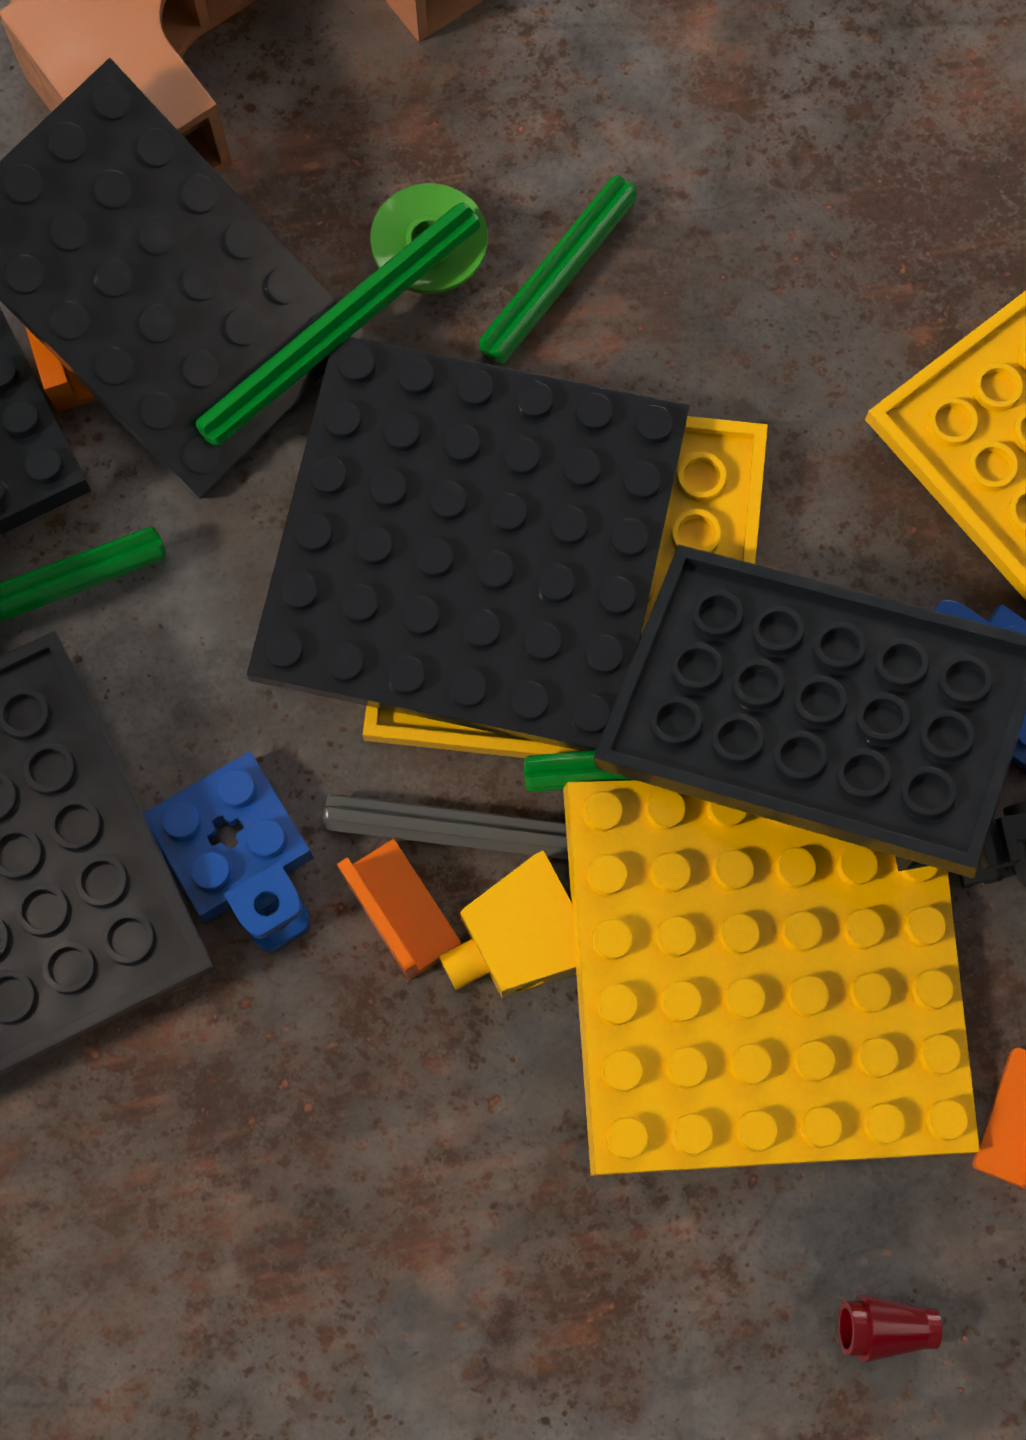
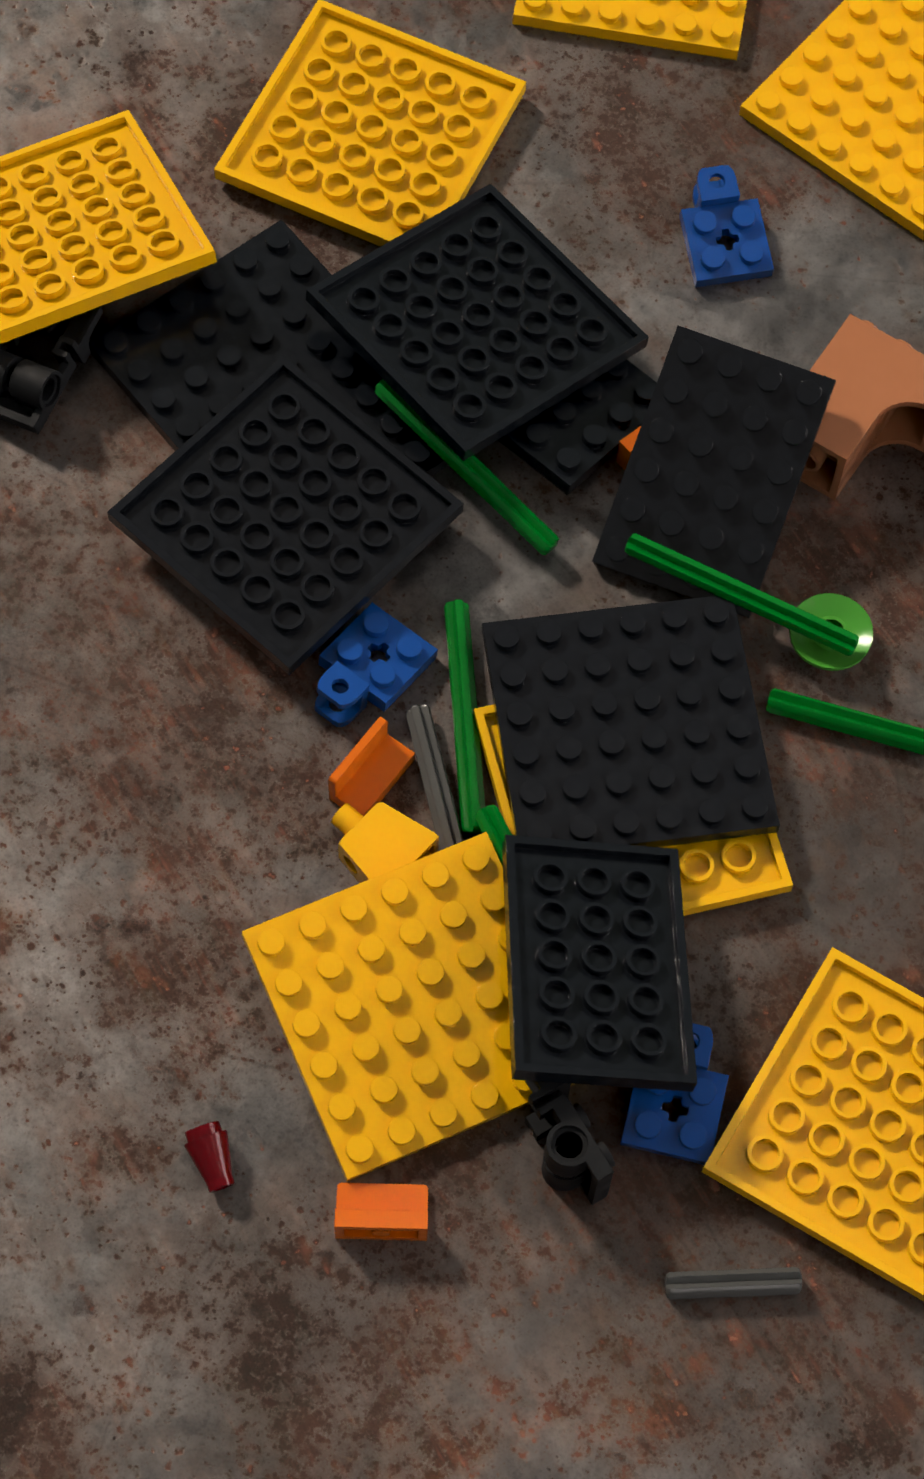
camera: 65 degrees right, 10 degrees down
(351, 749) = (463, 703): none -> green axle

